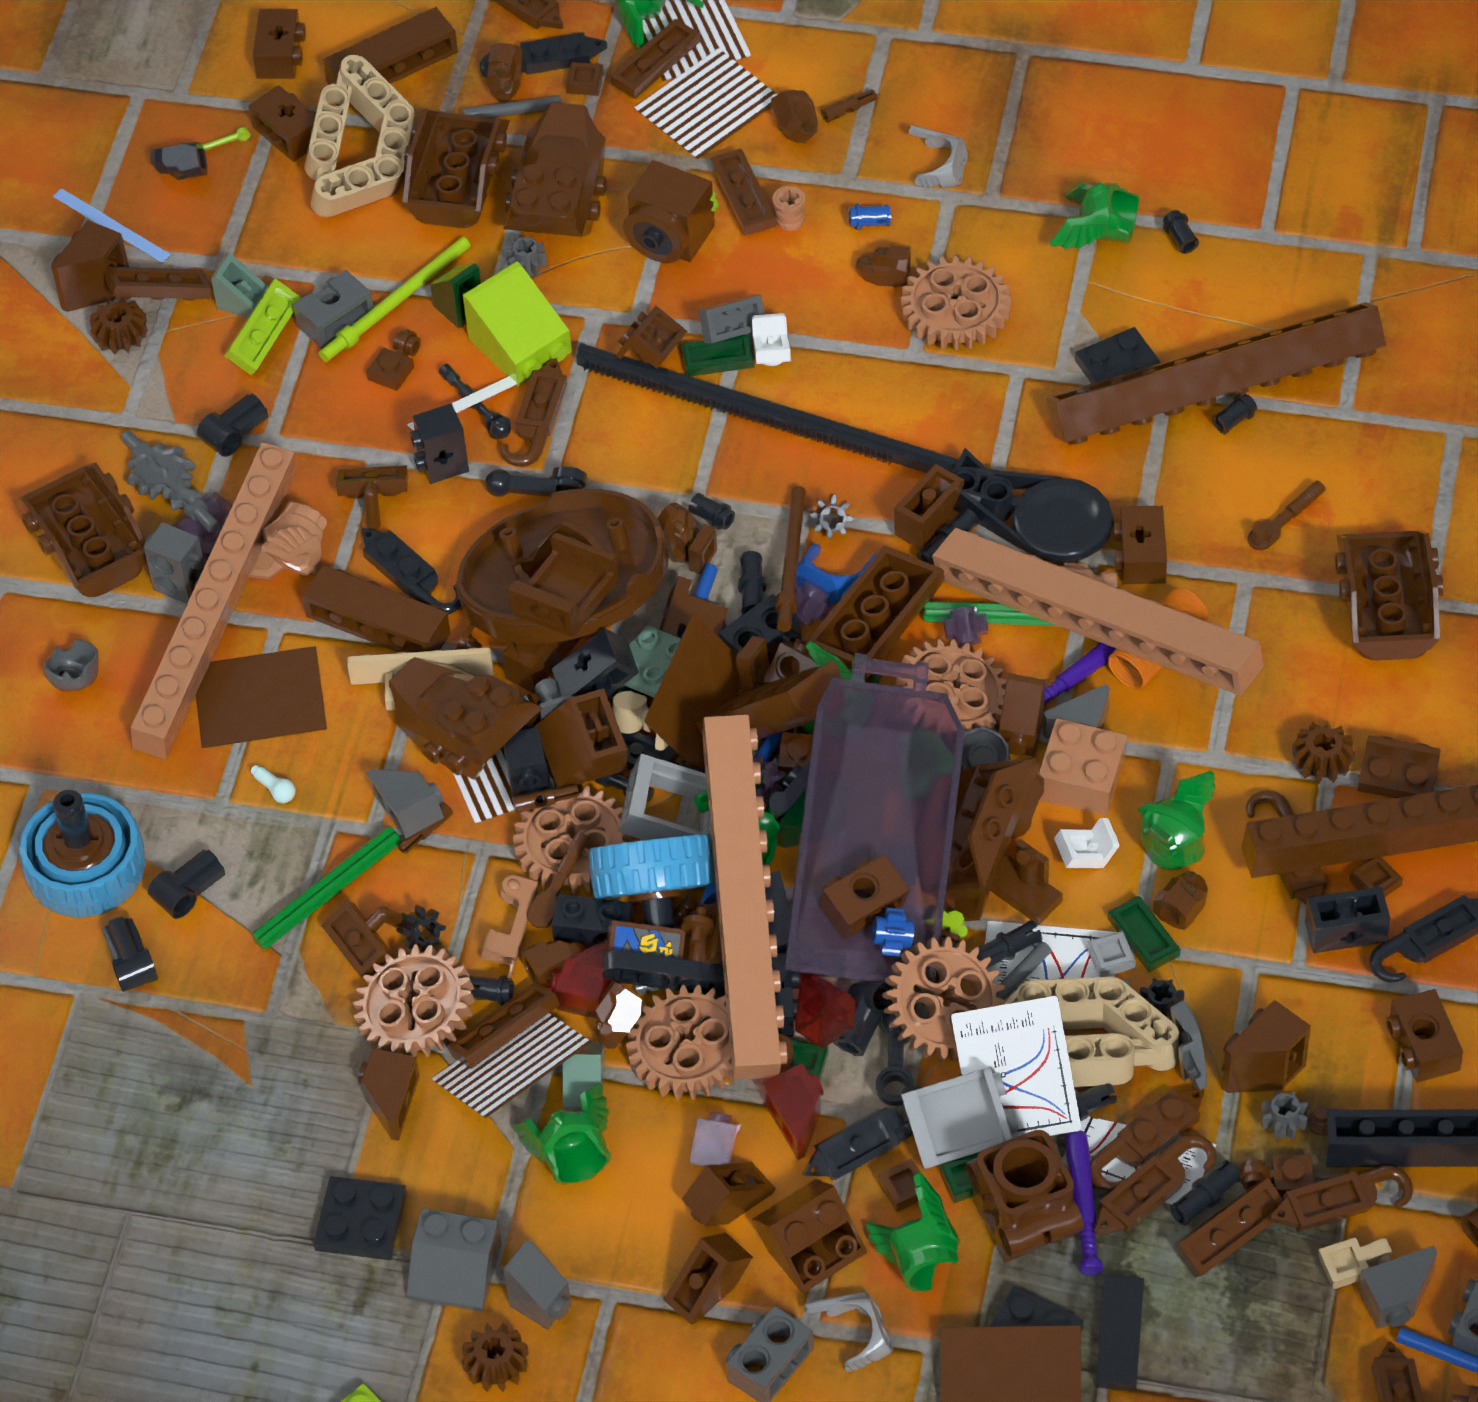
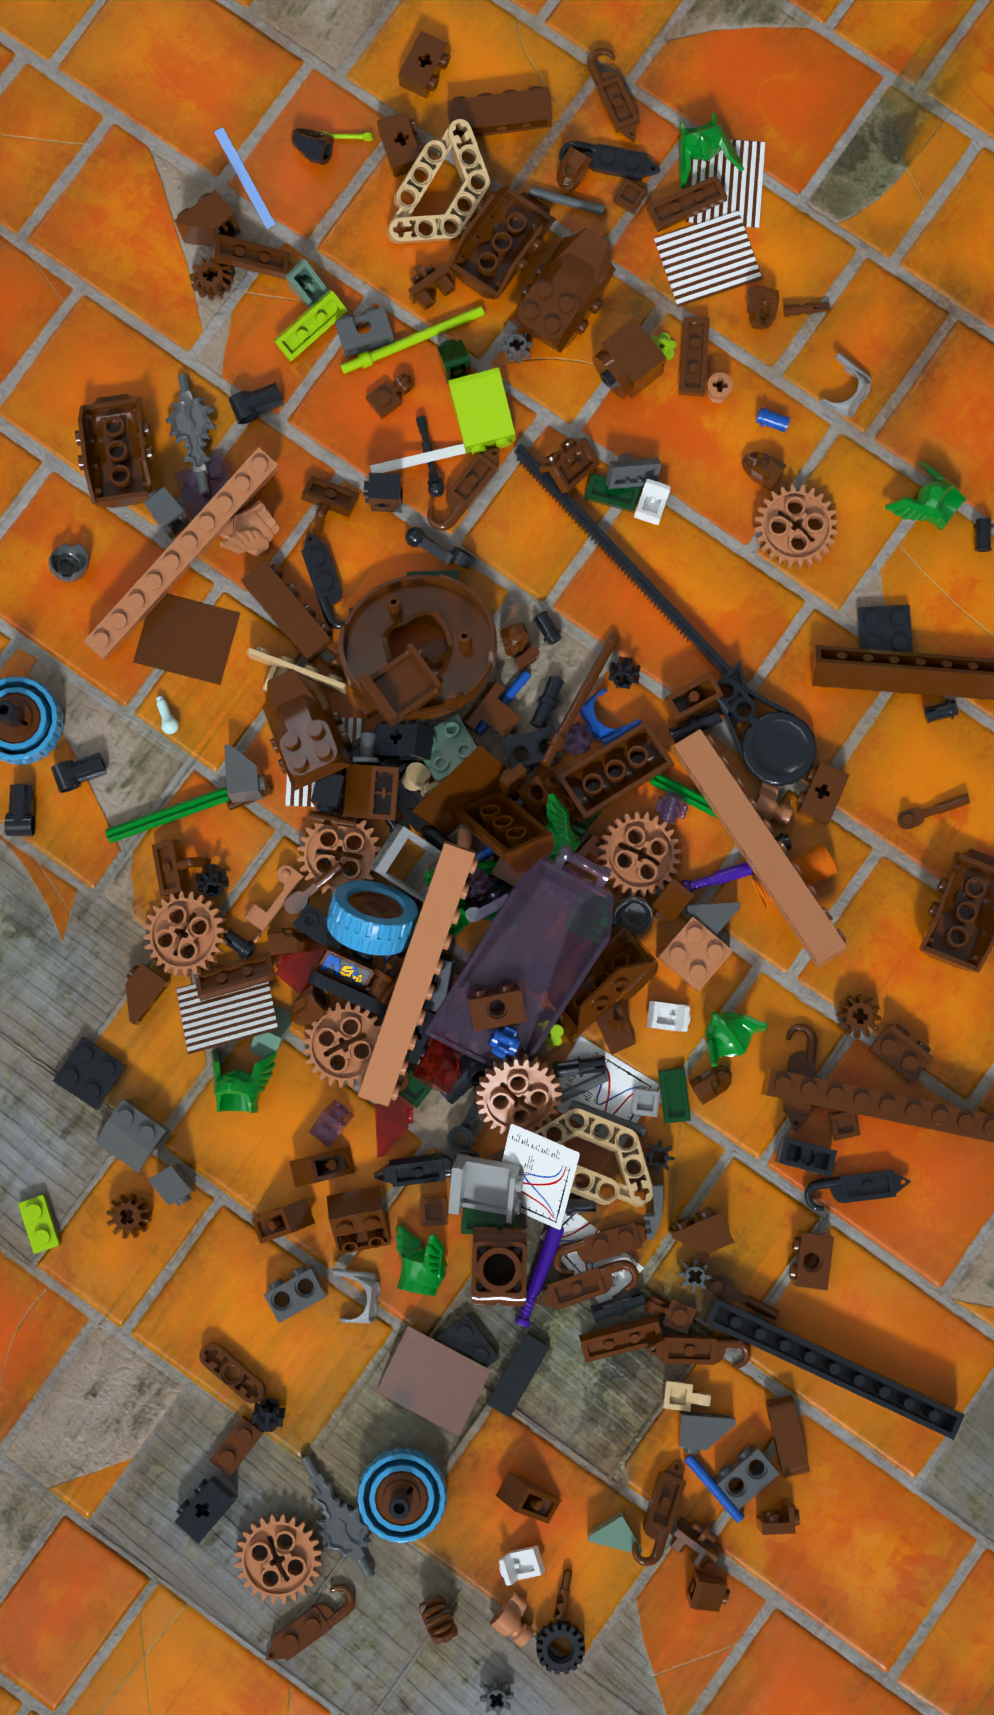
camera: 25 degrees right, 30 degrees up
(386, 234) = (427, 281): none -> reddish brown hips

